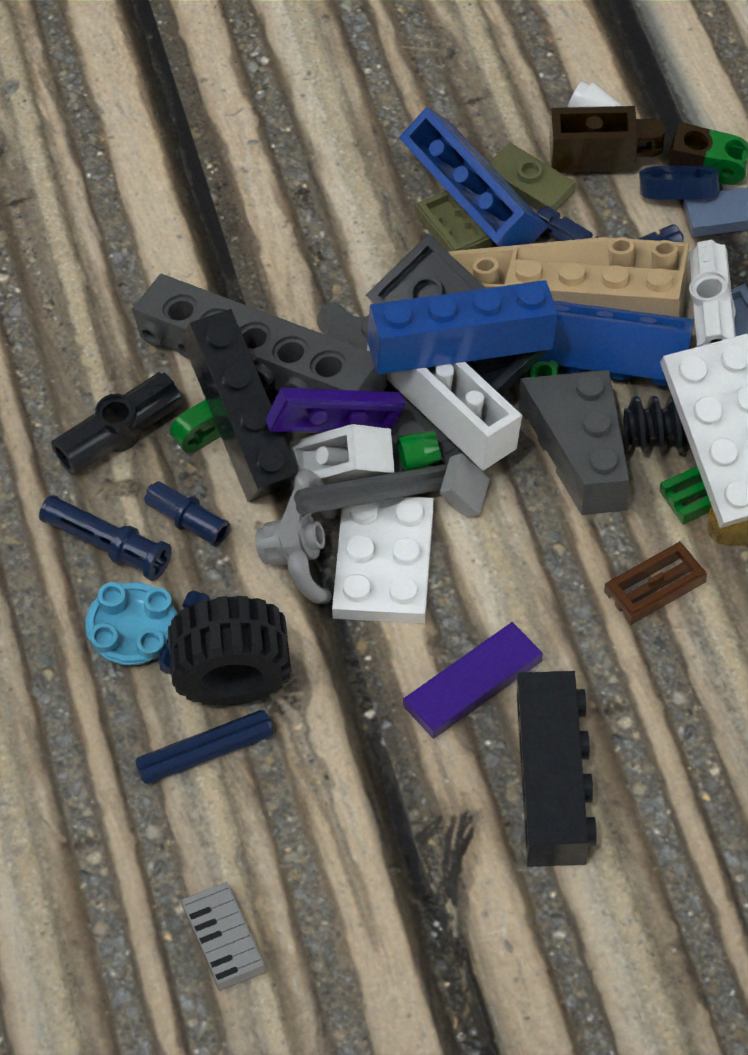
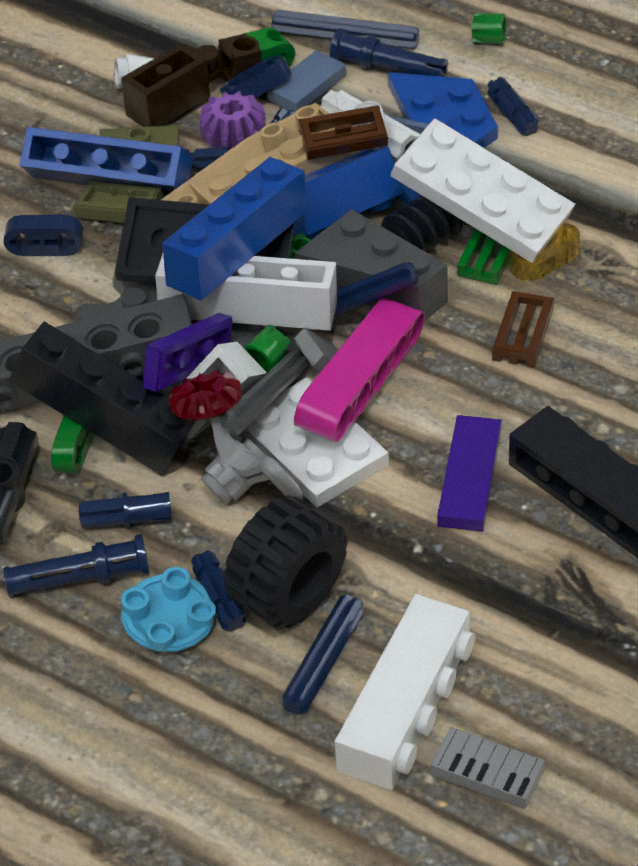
camera: 40 degrees left, 10 degrees down
(223, 825) = (404, 692): none -> white brick
(322, 469) = (205, 396): none -> dark red gear
(365, 215) = (43, 235): none -> dark blue beam
(469, 523) = (359, 369): none -> dark pink beam
(550, 458) = (375, 287): none -> dark blue axle
(619, 209) = (230, 119): none -> medium lavender gear
(661, 306) = (344, 137): none -> reddish brown tile

